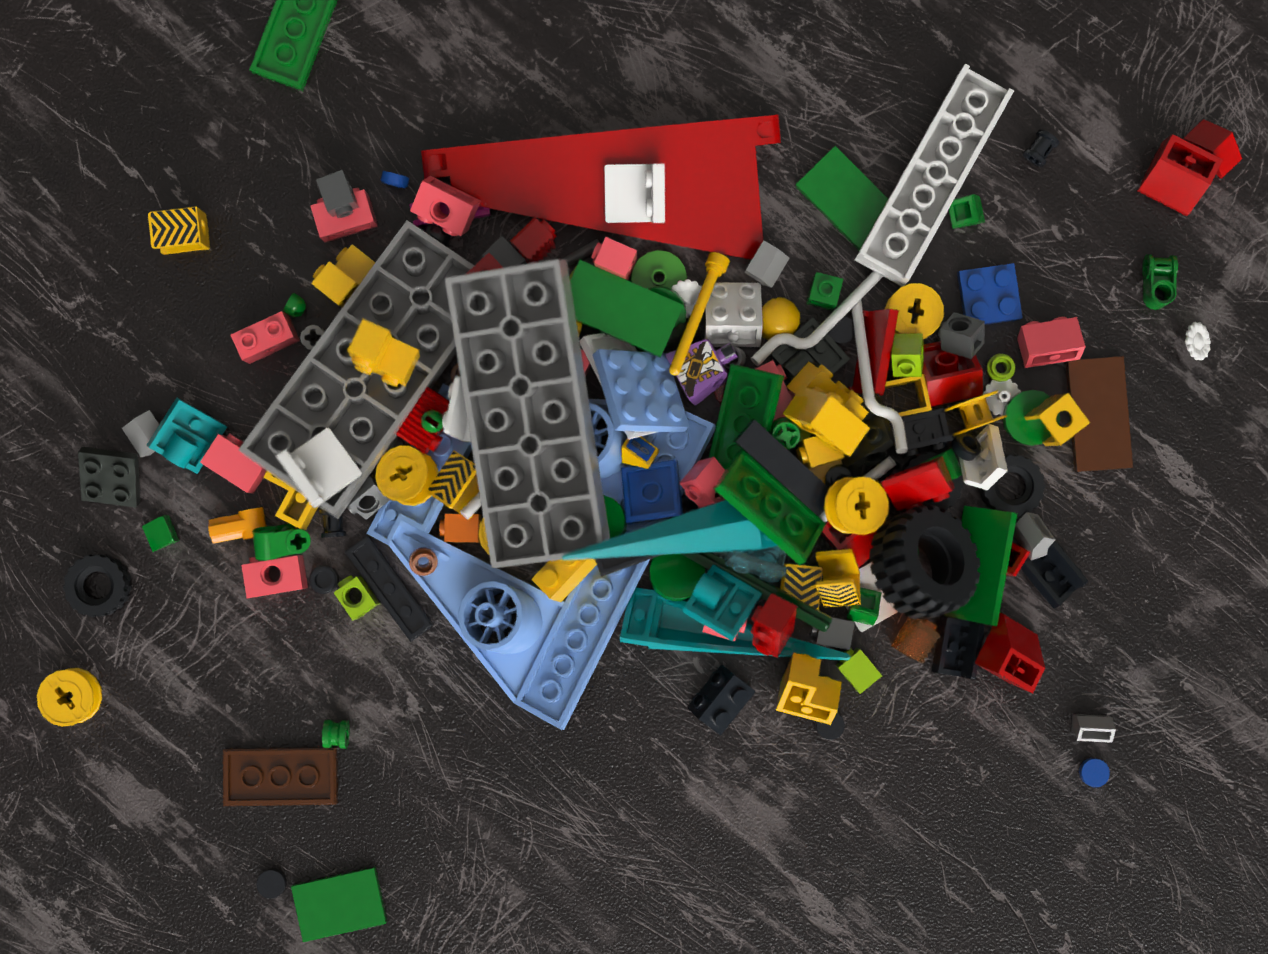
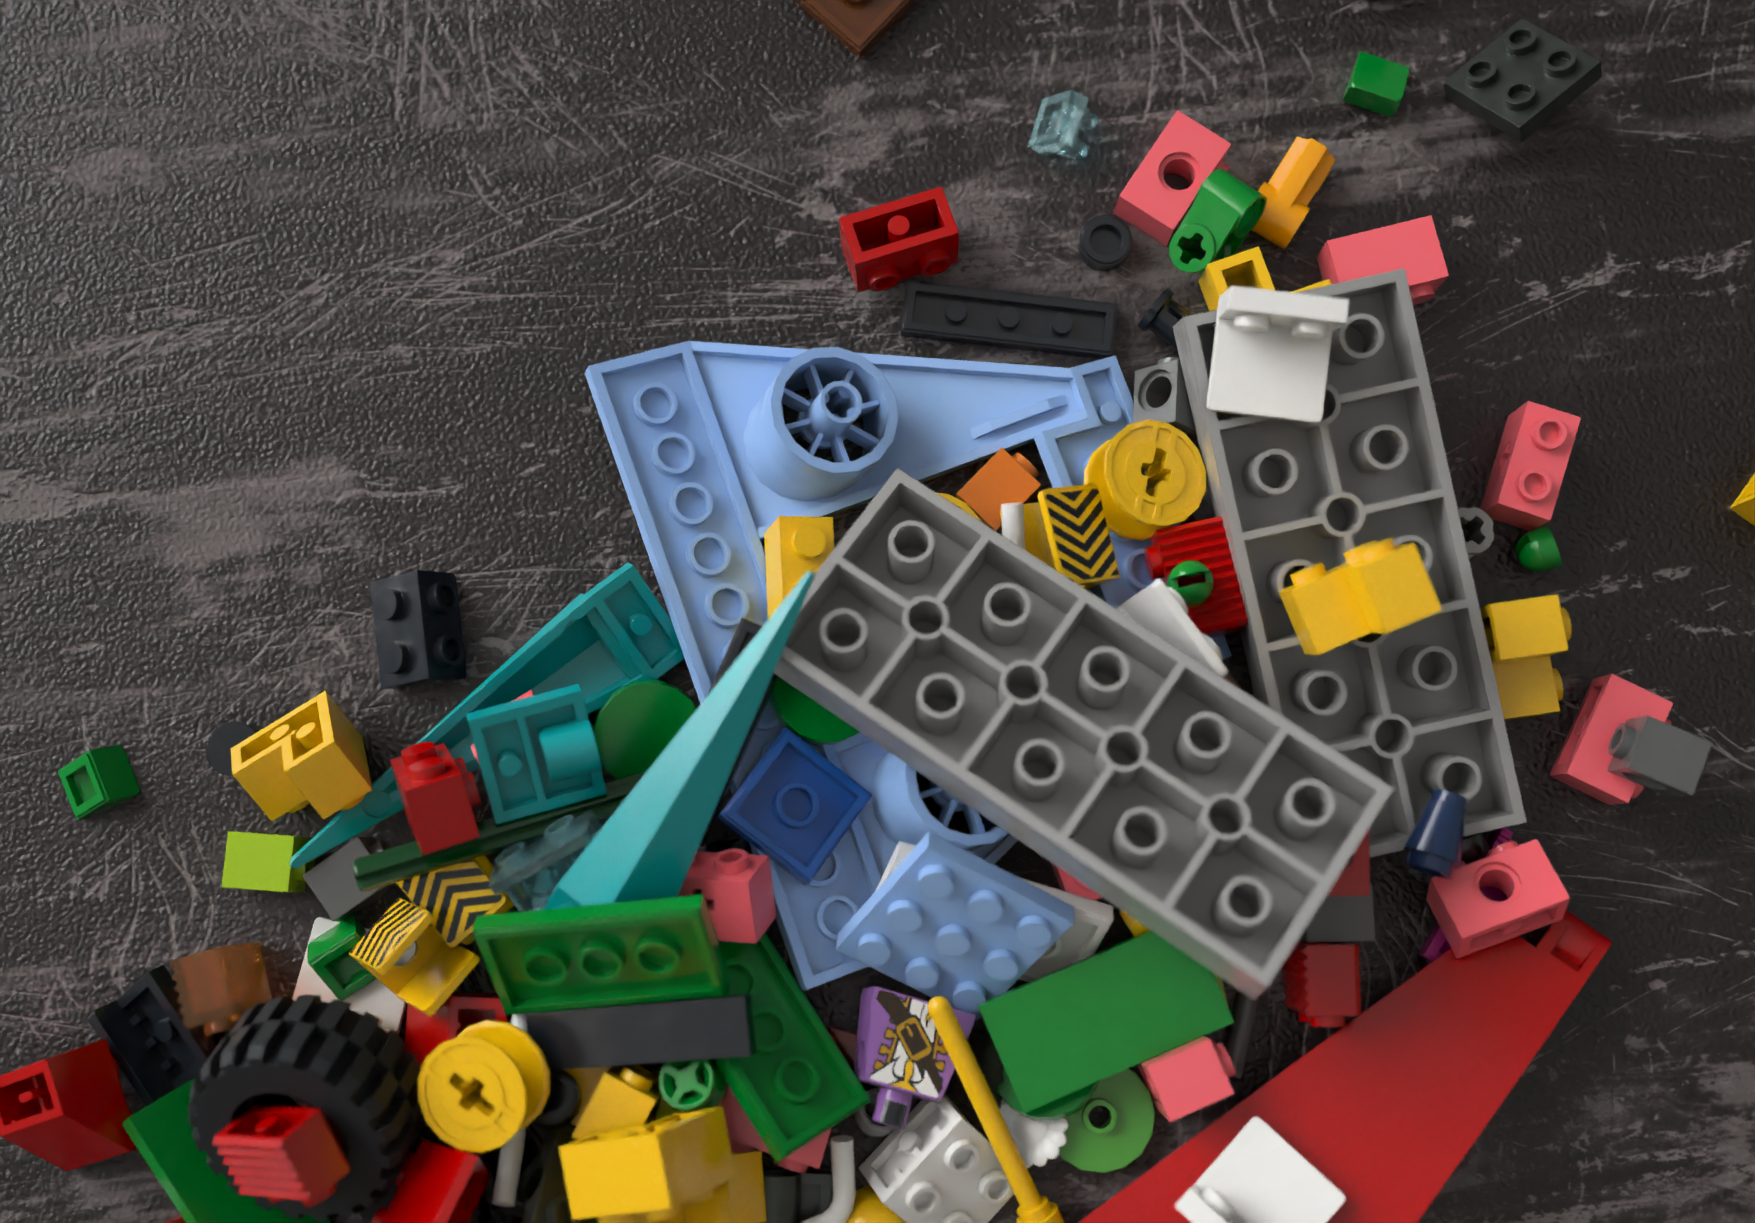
camera: 135 degrees right, 5 degrees down
(140, 431) = (1537, 182): light grey piece -> none
(185, 435) = (1488, 230): teal plate -> none
(293, 640) = (1059, 124): none -> clear light blue tile
(336, 734) = (877, 67): green wheel -> none
(368, 599) = (1028, 241): lime brick -> none
(394, 179) = (1600, 862): blue tile -> none
(398, 657) = (899, 240): none -> red brick
(427, 568) = (990, 382): dark orange plate -> none
(442, 247) = (1438, 835): none -> dark blue cone
(638, 452) = (868, 840): slope -> none
(891, 765) = (98, 780): none -> green slope
(946, 552) = (283, 1154): none -> red brick

